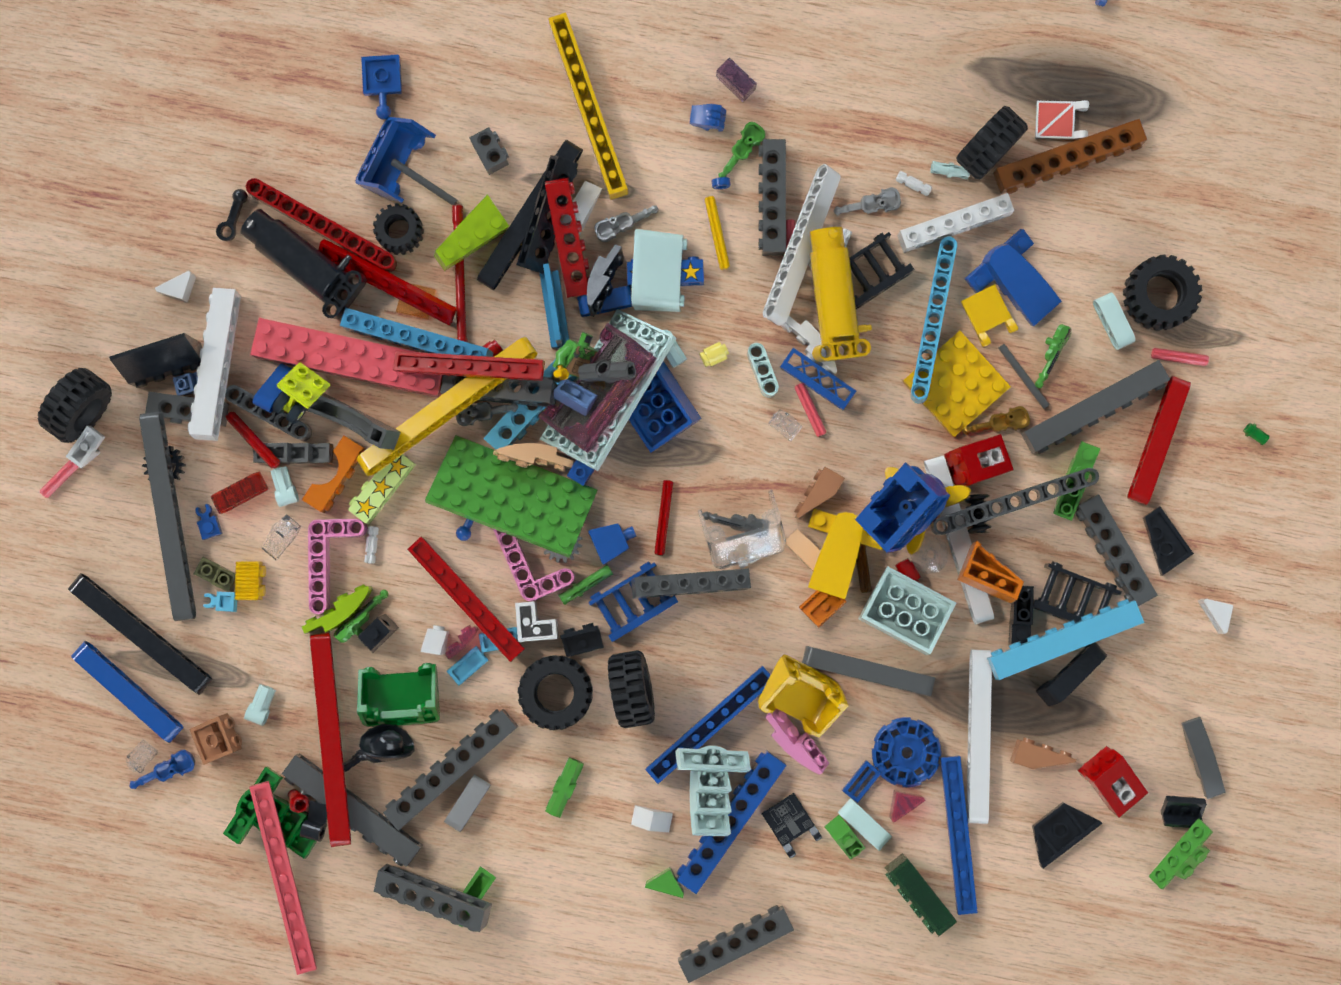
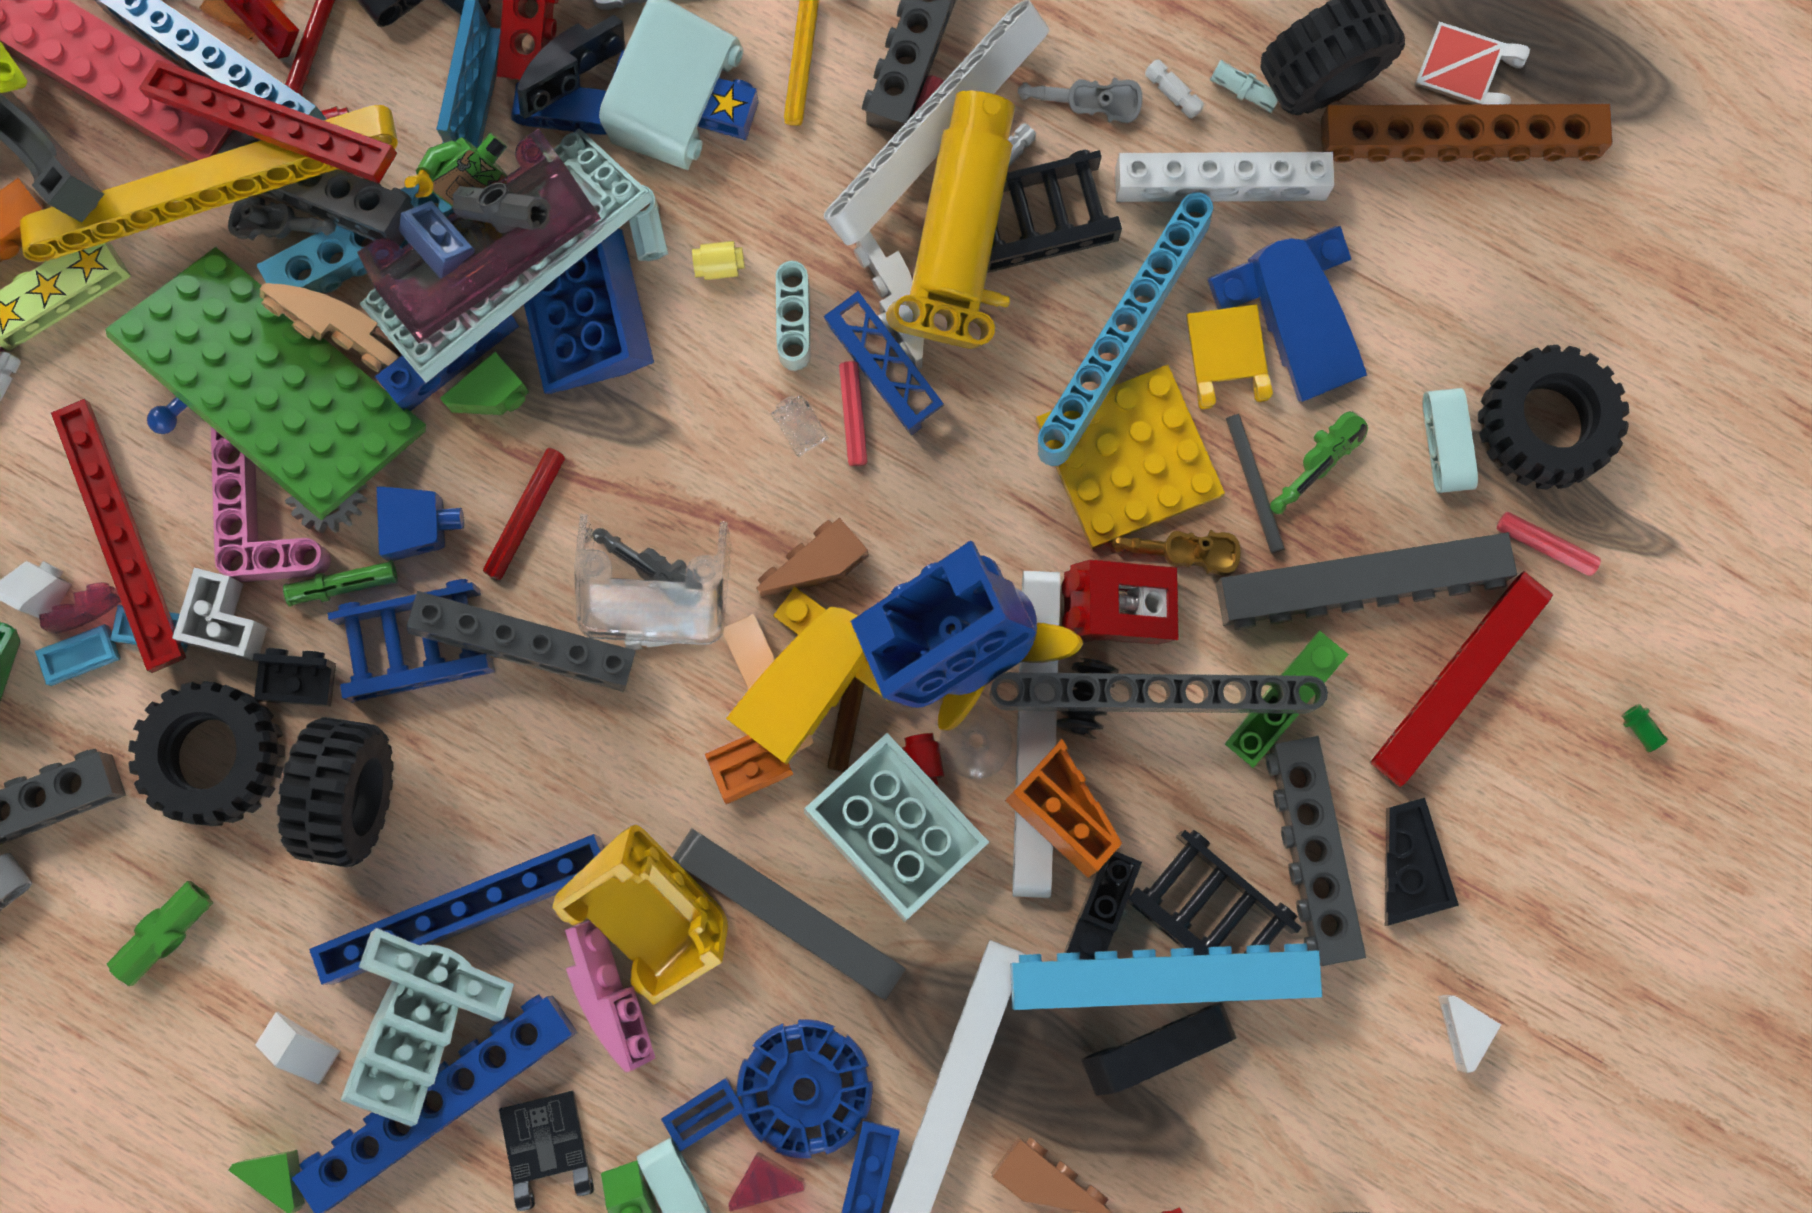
camera: 15 degrees right, 5 degrees down
(623, 461) = (487, 390): none -> bright green slope

